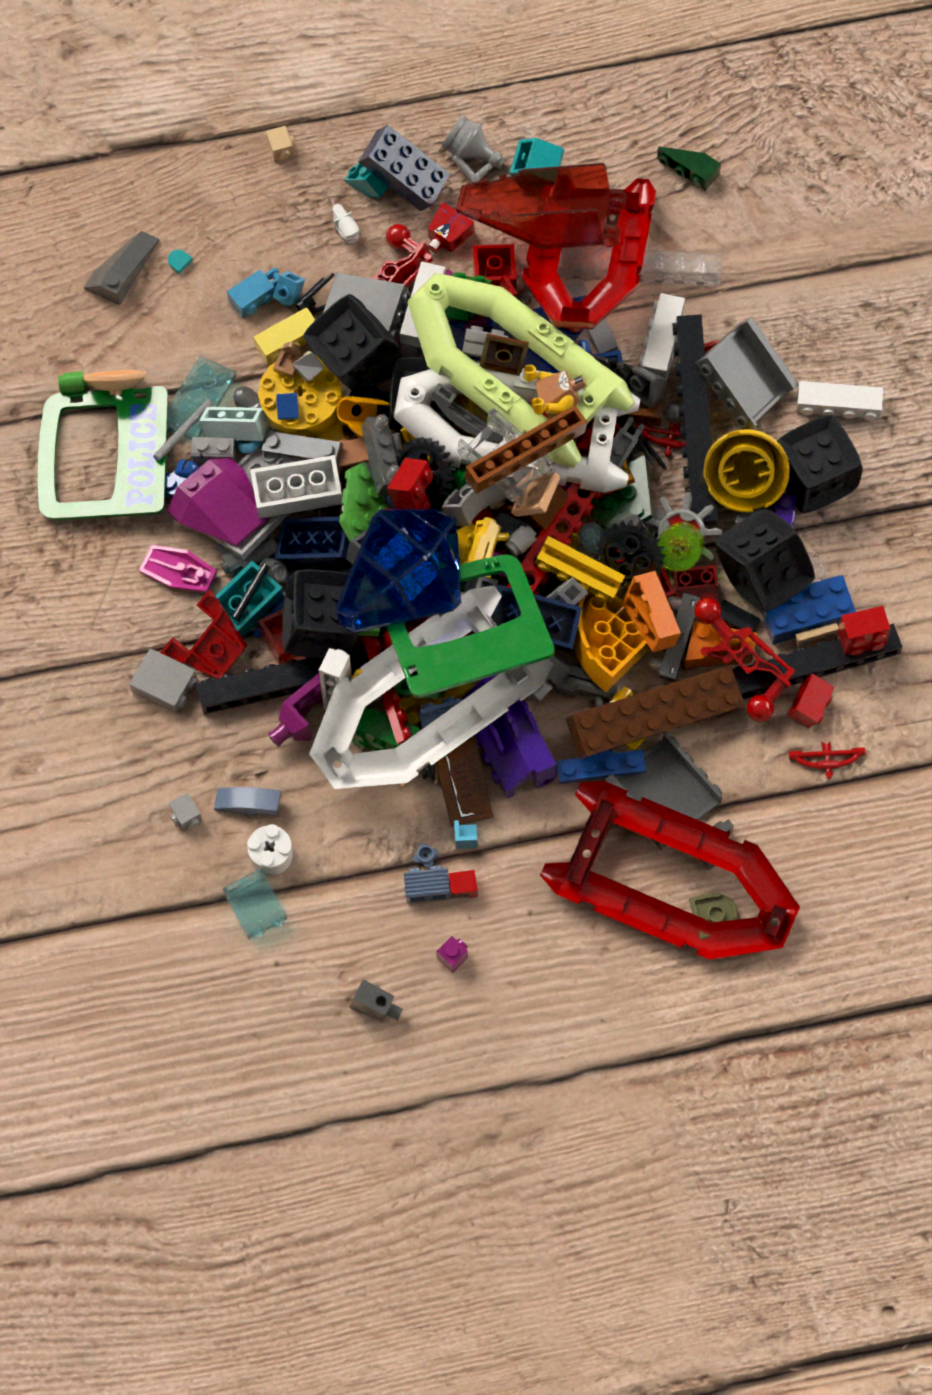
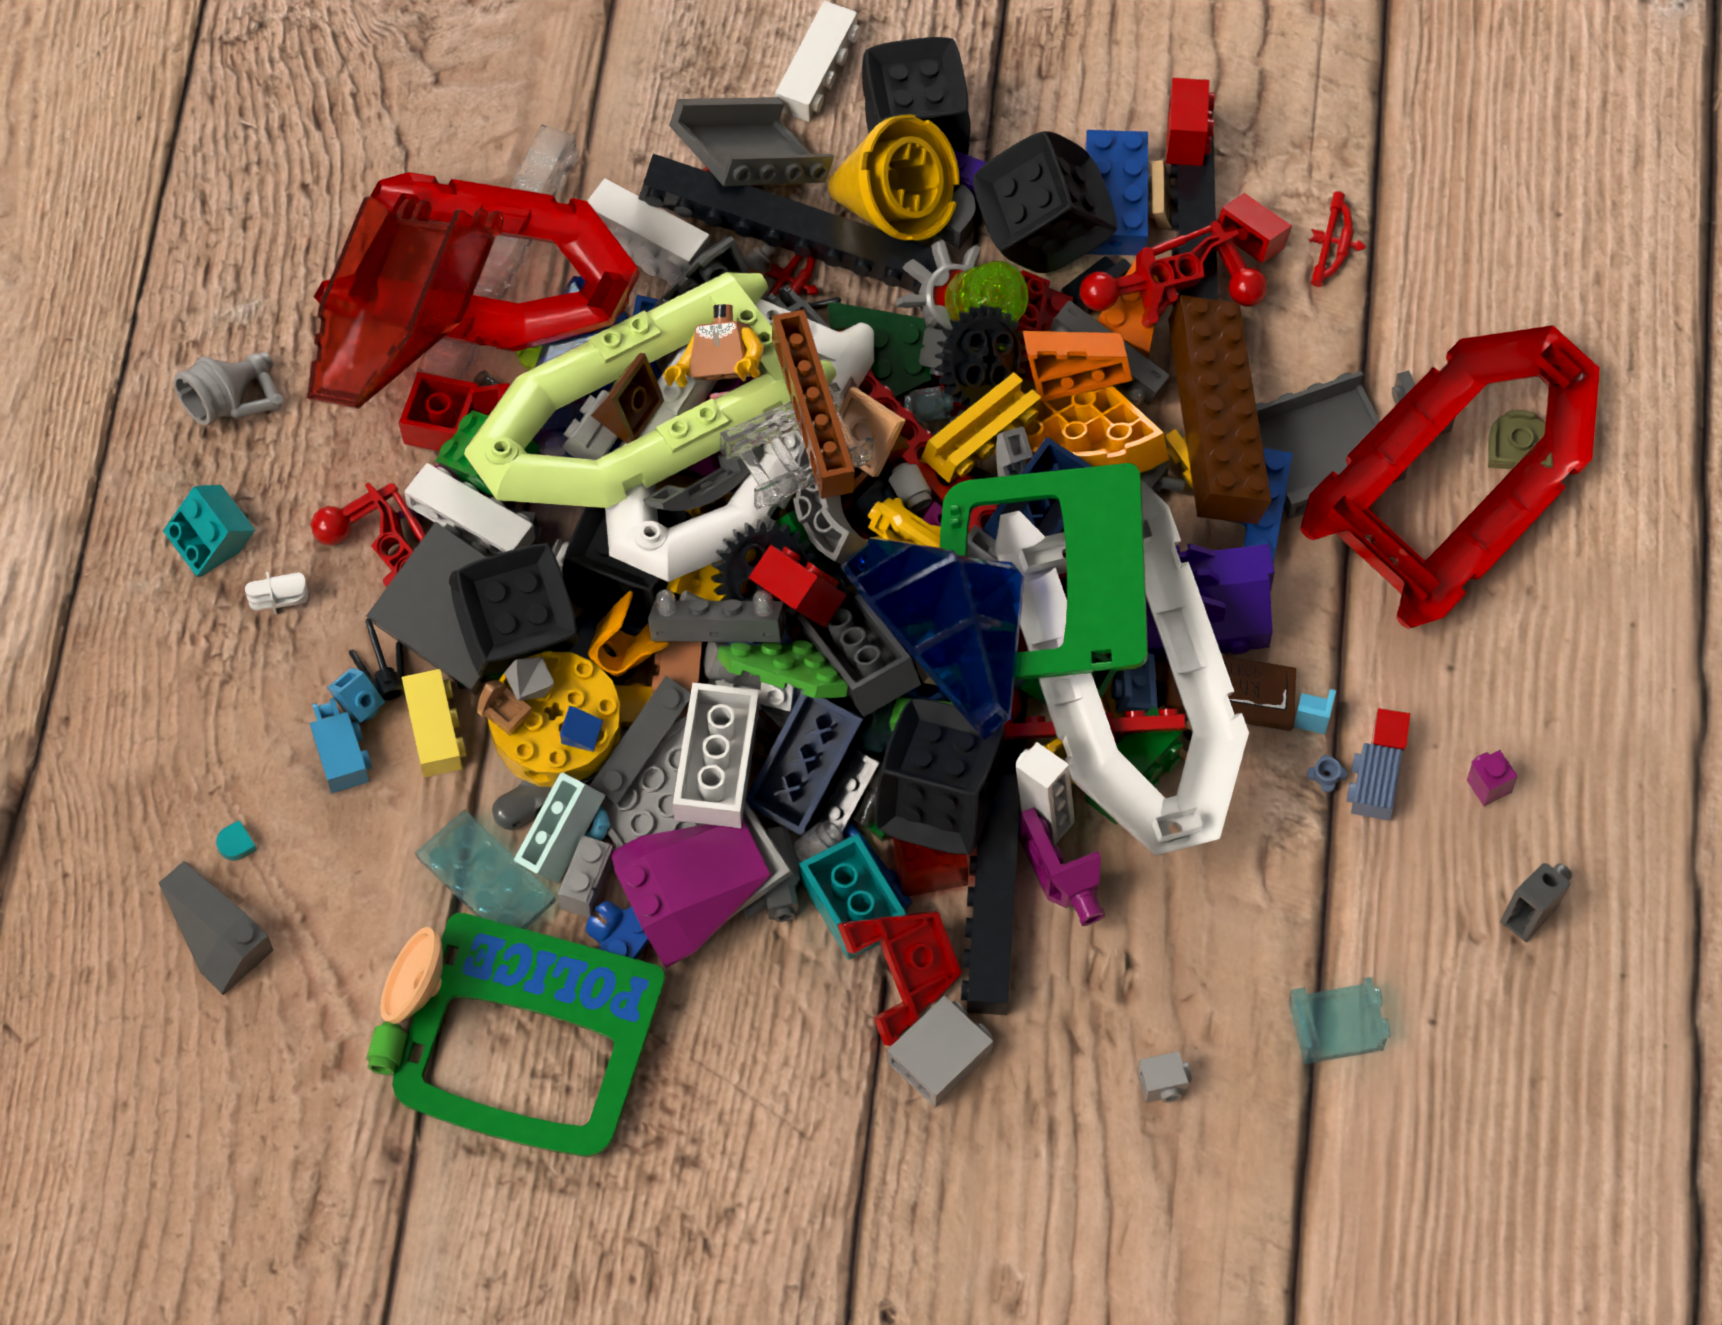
camera: 75 degrees left, 5 degrees down
(178, 569) = (758, 984): dark pink piece -> none
(182, 430) = (539, 905): light grey bar -> none
(248, 800) = (1172, 984): sand blue slope -> none
(250, 592) = (853, 876): black bar -> none
(270, 838) = (1246, 969): white brick -> none
(280, 143) = (100, 642): tan brick -> none
(404, 167) = (231, 474): brick -> none
(449, 229) = (344, 457): red torso -> none
(536, 154) = (289, 307): teal slope -> none
(693, 165) = (381, 121): dark green slope -> none

